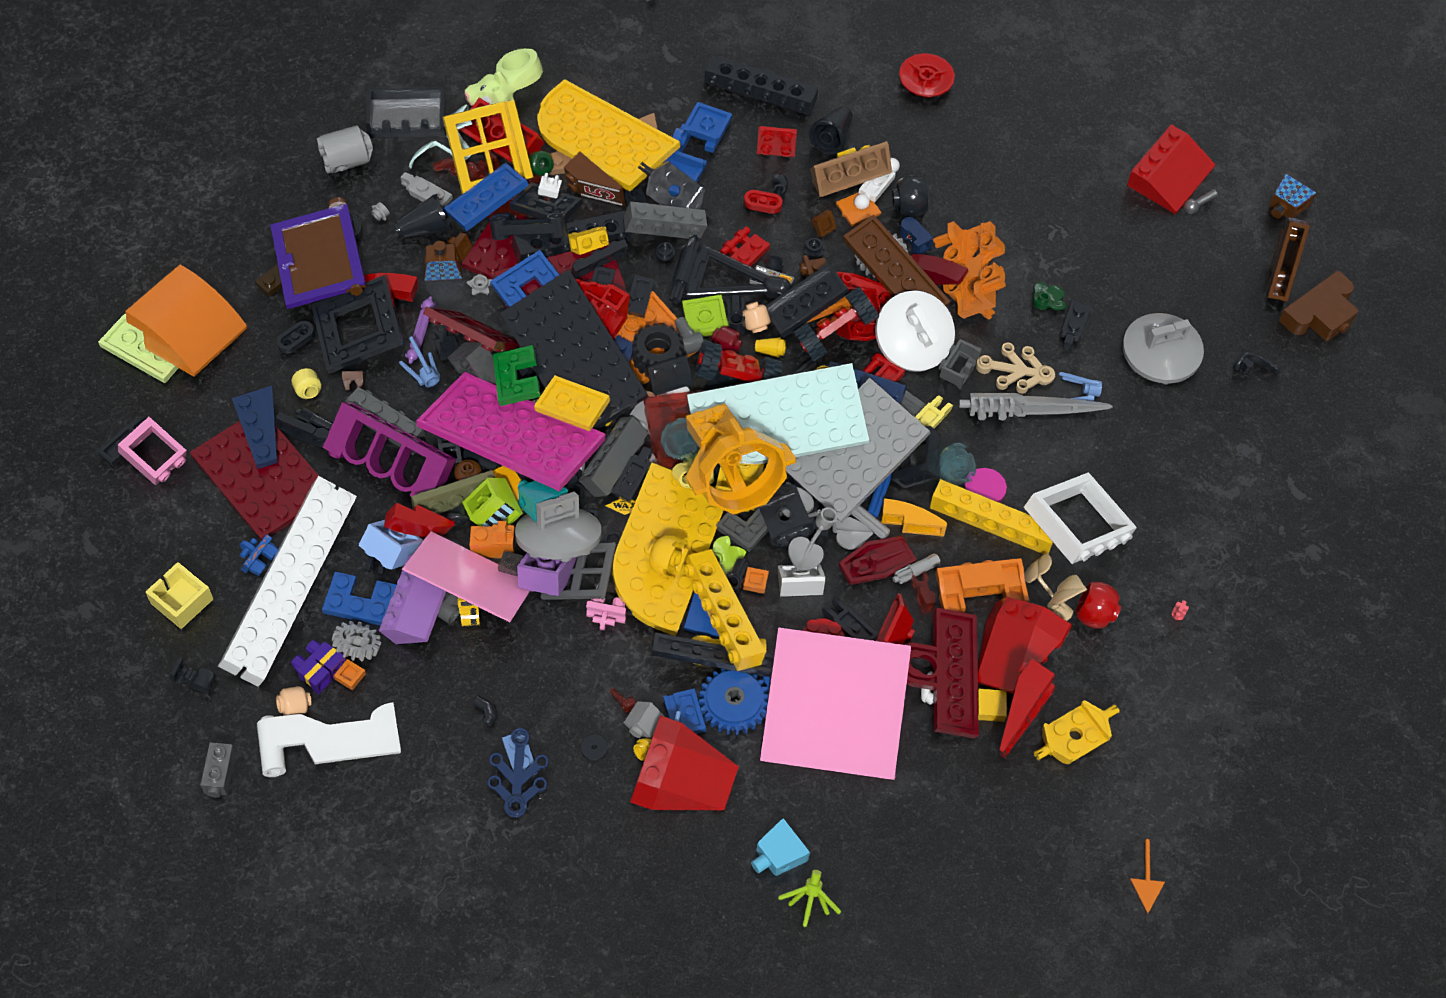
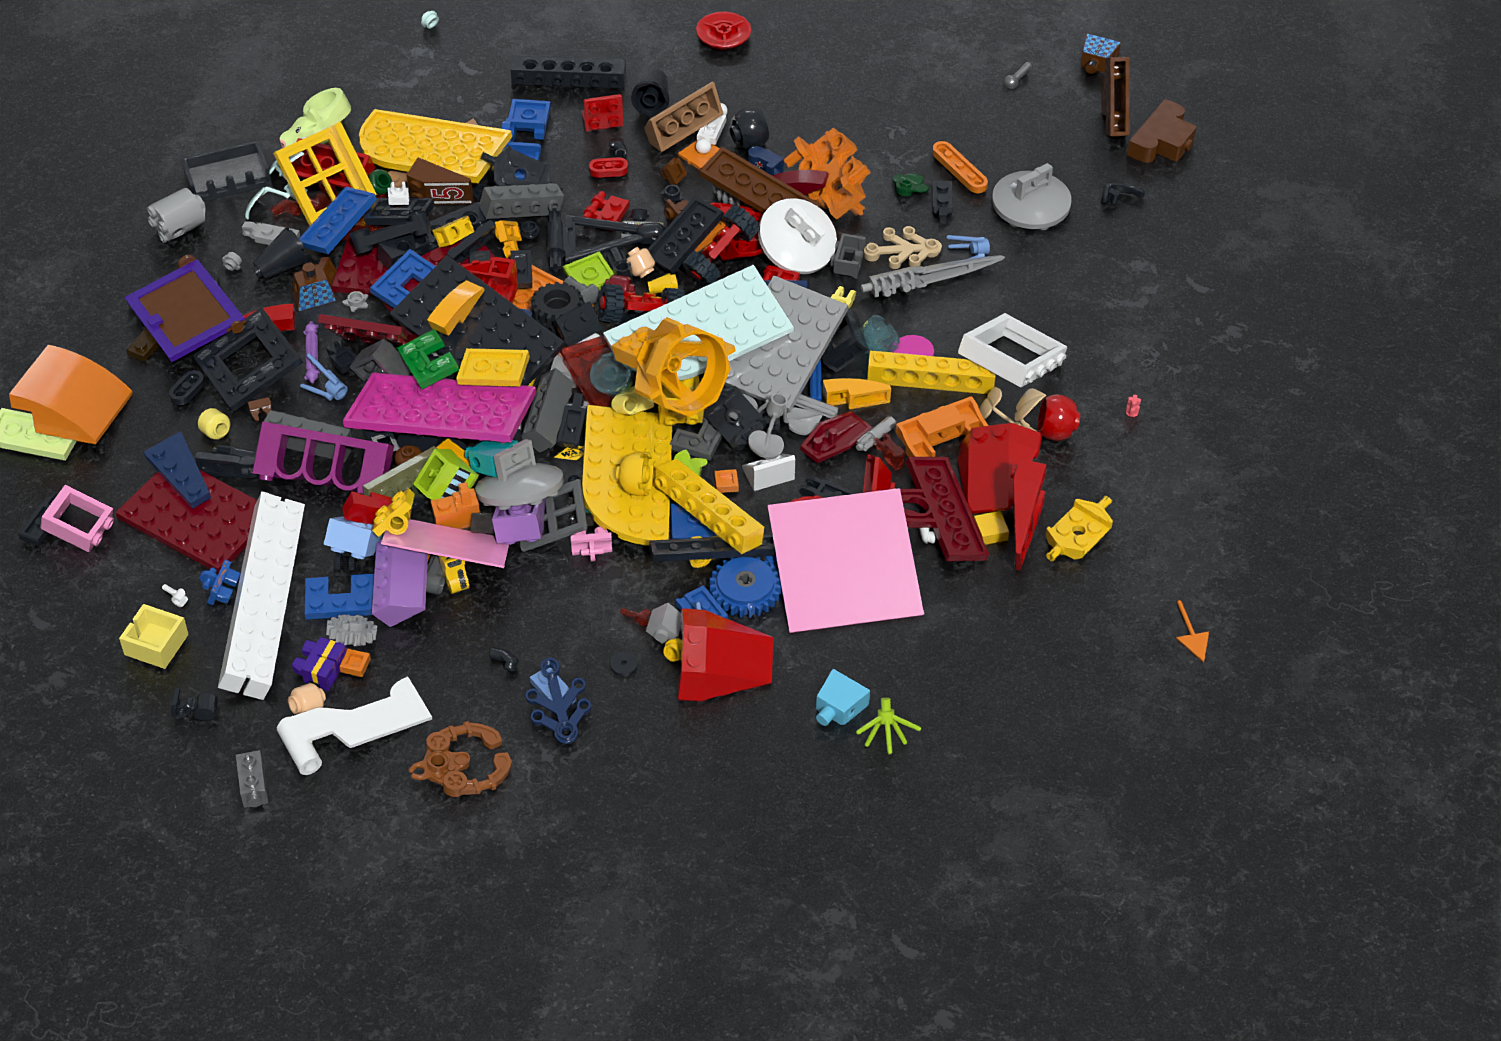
camera: 15 degrees left, 10 degrees down
(217, 559) = (178, 596): none -> white hand
(404, 807) = (446, 766): none -> dark orange piece
(428, 538) = (396, 515): none -> yellow plate
(557, 328) = (455, 307): none -> light orange slope
(640, 253) = (509, 234): none -> light orange hinge
(1104, 292) = (960, 167): none -> orange plate
(1171, 170) = (981, 55): red slope -> none

